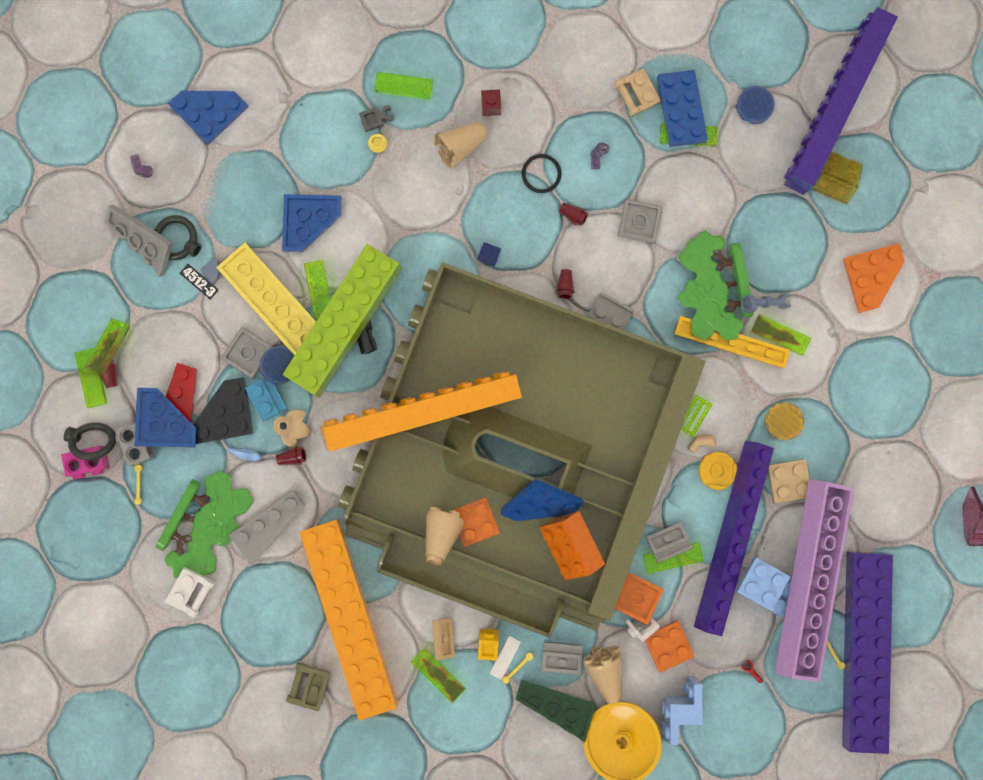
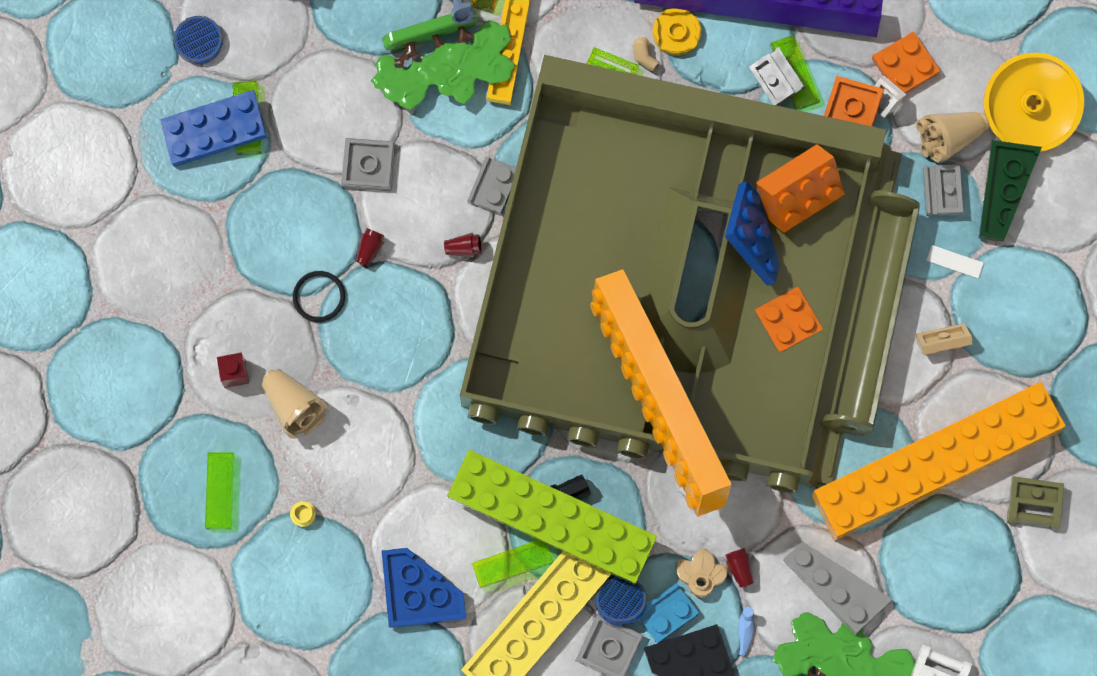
camera: 95 degrees left, 10 degrees down
(373, 119) = (270, 523): dark grey plate -> none
(438, 675) = (991, 341): clear neon green tile -> none
(441, 533) = (811, 350): tan cone -> none
(488, 644) = (941, 282): yellow bracket -> none
(489, 254) = (435, 349): clear blue tile -> none
(506, 679) = (948, 232): light yellow hinge -> none
(596, 153) = (284, 228): clear purple arm -> none
(642, 89) = (193, 181): tan plate -> none
(682, 710) = (980, 35): light blue bracket -> none

